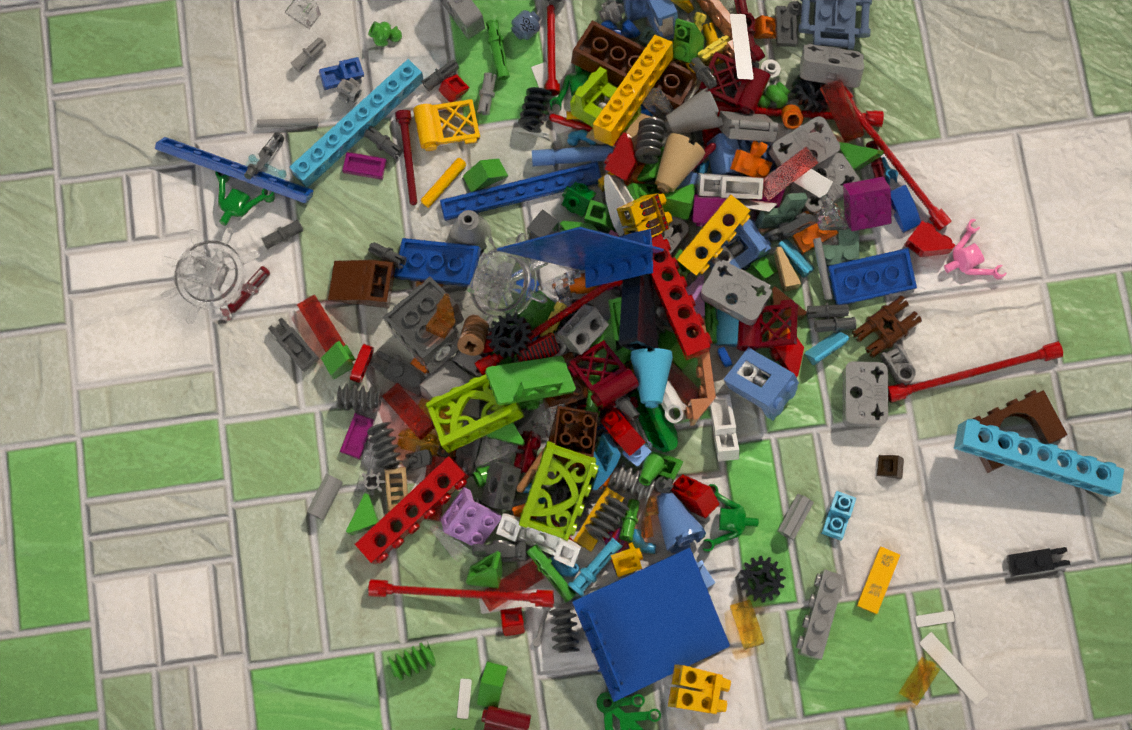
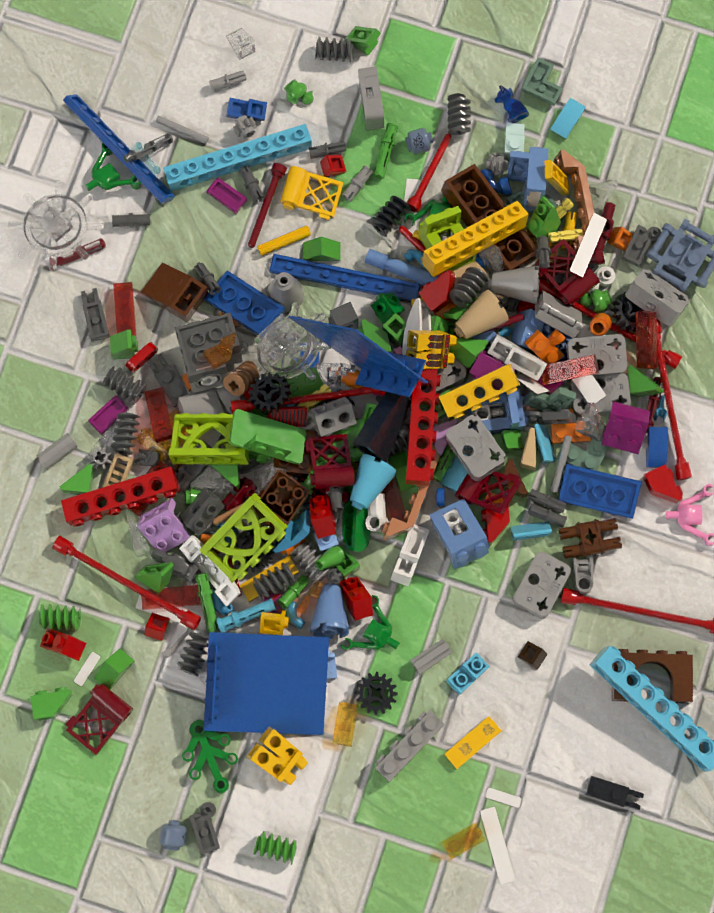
camera: 25 degrees right, 0 degrees up
(429, 686) = (63, 644): none -> red slope

